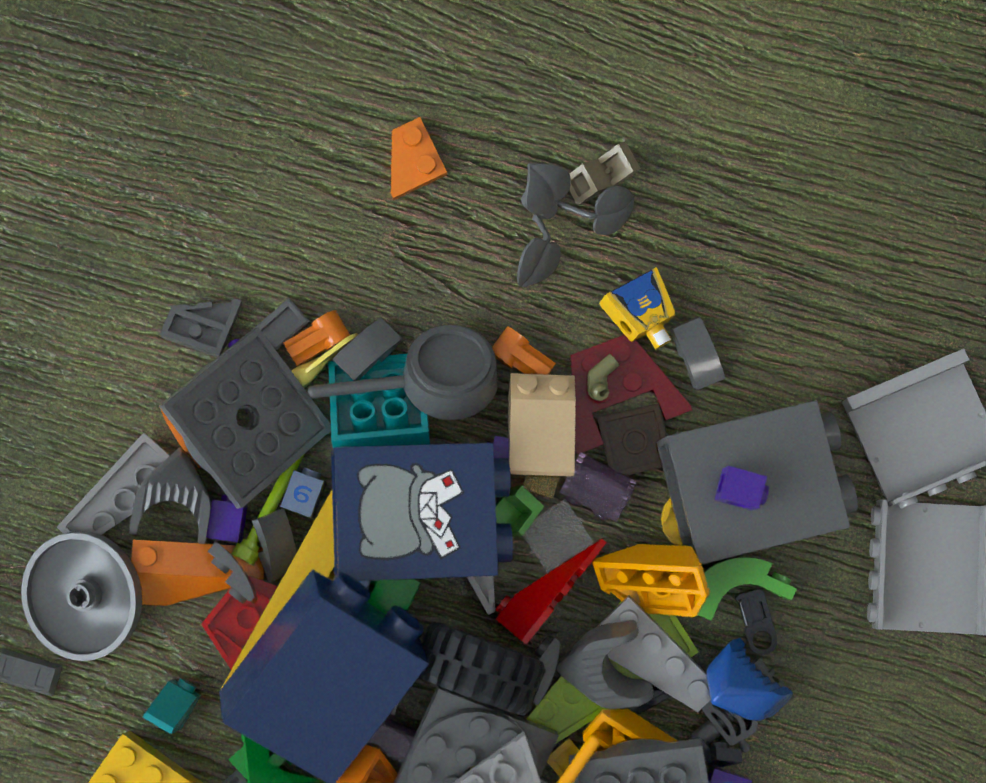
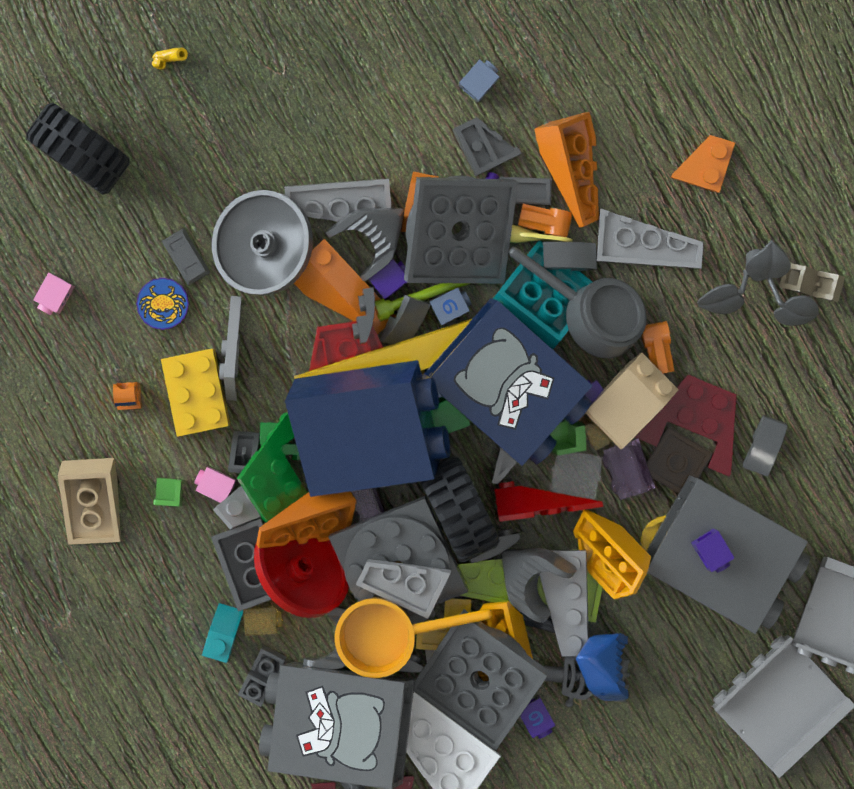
camera: 40 degrees right, 5 degrees up
(44, 734) = (162, 303): none -> tile
(144, 271) = (479, 80): none -> sand blue brick
(155, 738) = (230, 350): none -> light grey wing
(173, 705) = (257, 359): teal slope -> none
(286, 264) = (569, 157): none -> orange wedge
(415, 284) = (644, 244): none -> light grey wing
(597, 378) = (691, 404): olive arm -> none
(641, 308) = (757, 387): torso -> none
(719, 754) = (551, 693): black plate -> none
(739, 571) = (665, 598): bright green arch -> none
(757, 618) = (649, 635): black piece -> none

